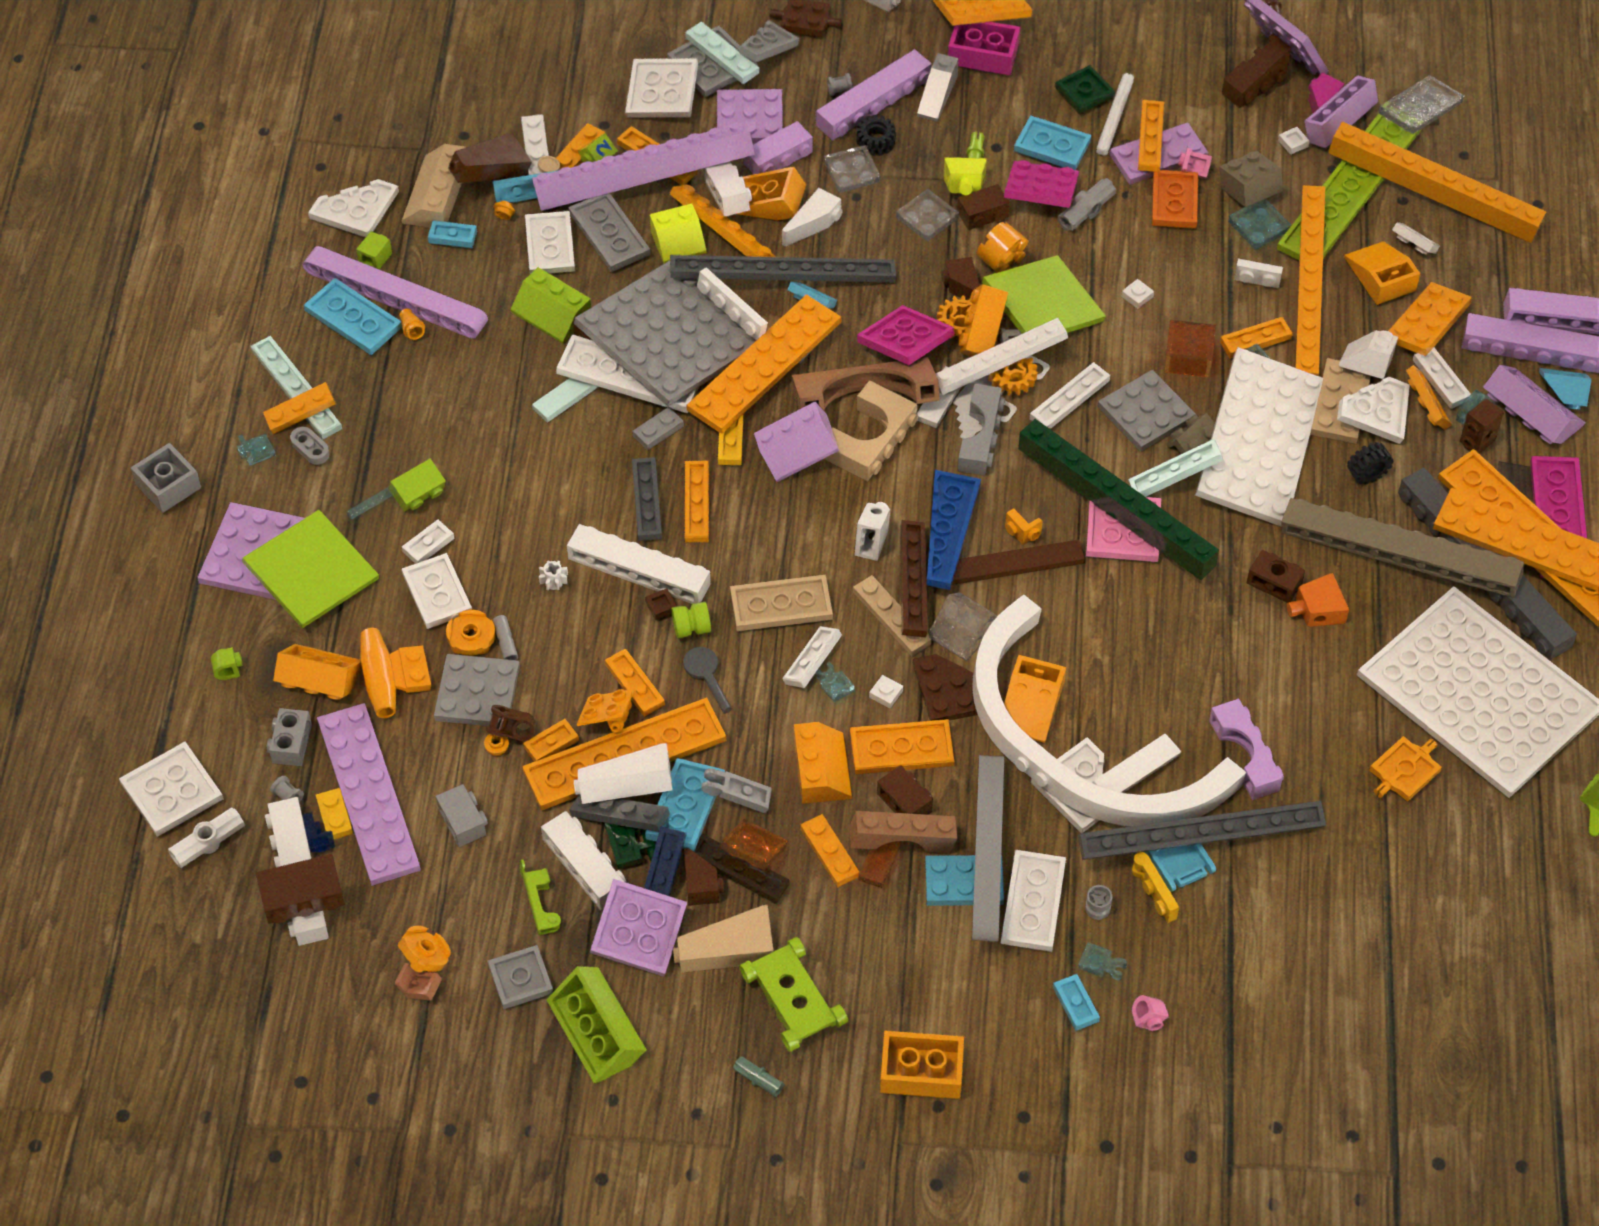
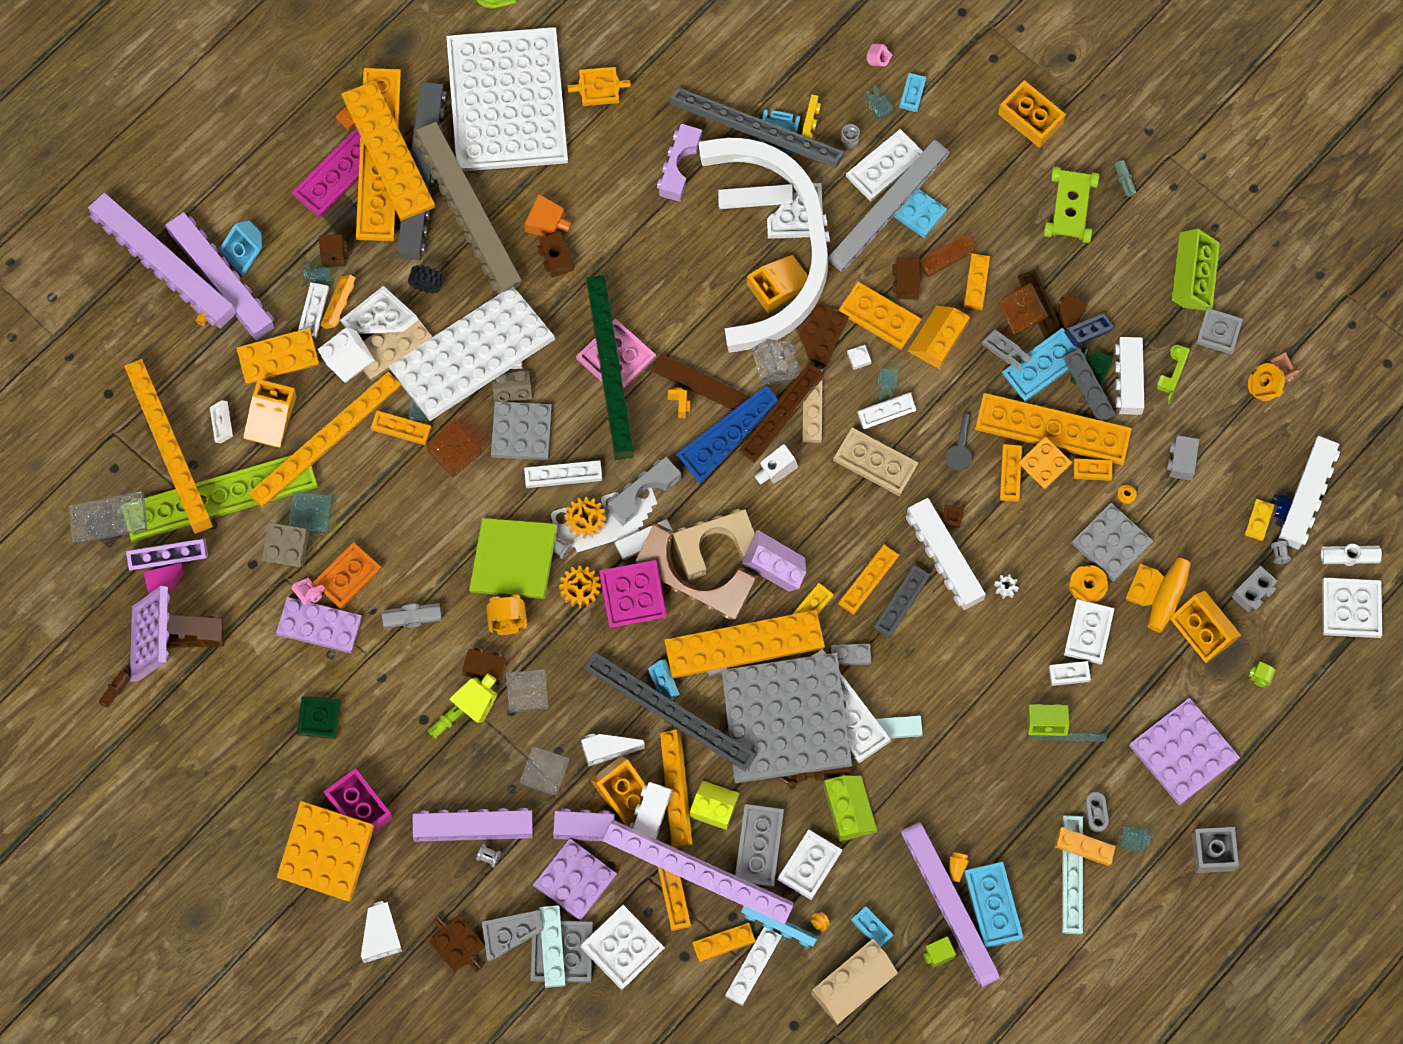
camera: 145 degrees left, 15 degrees up
(300, 889) = (1323, 457): reddish brown slope -> none
(310, 568) = (1162, 704): lime tile -> none
(355, 208) = (924, 1007): white plate -> none
(368, 794) = (1228, 520): lavender plate -> none
(490, 160) = (802, 963): reddish brown slope -> none
(505, 638) = (1068, 567): light grey piece -> none
(508, 723) = (1111, 493): reddish brown piece -> none
(548, 164) = (759, 935): tan piece -> none
(597, 149) = (715, 921): lime brick -> none
(626, 776) = (1067, 398): white slope -> none
(638, 927) = (1131, 305): lavender plate -> none
(690, 620) = (944, 487): lime wheel -> none
(726, 942) = (1083, 264): tan slope -> none
(731, 304) = (734, 708): white plate -> none
(875, 829) = (945, 256): medium nougat arch -> none
(880, 126) = (508, 799): black tyre -> none
(938, 87) = (421, 797): slope -> none
(960, 277) = (551, 618): reddish brown slope -> none
(982, 320) = (576, 559): light orange brick -> none
(1001, 356) = (589, 524): white plate -> none
(1041, 183) = (429, 651): dark pink plate -> none
(1052, 143) = (385, 687): medium azure plate -> none
(1115, 114) = (317, 681): white axle -> none
(1137, 294) = (443, 522): white plate -> none
(1150, 136) = (316, 634): light orange tile -> none
(1177, 468) = (552, 361): light aqua plate -> none
(1258, 273) = (348, 467): white plate -> none
(1293, 140) = (219, 561): white plate -> none
(1532, 404) = (279, 253): lavender slope -> none

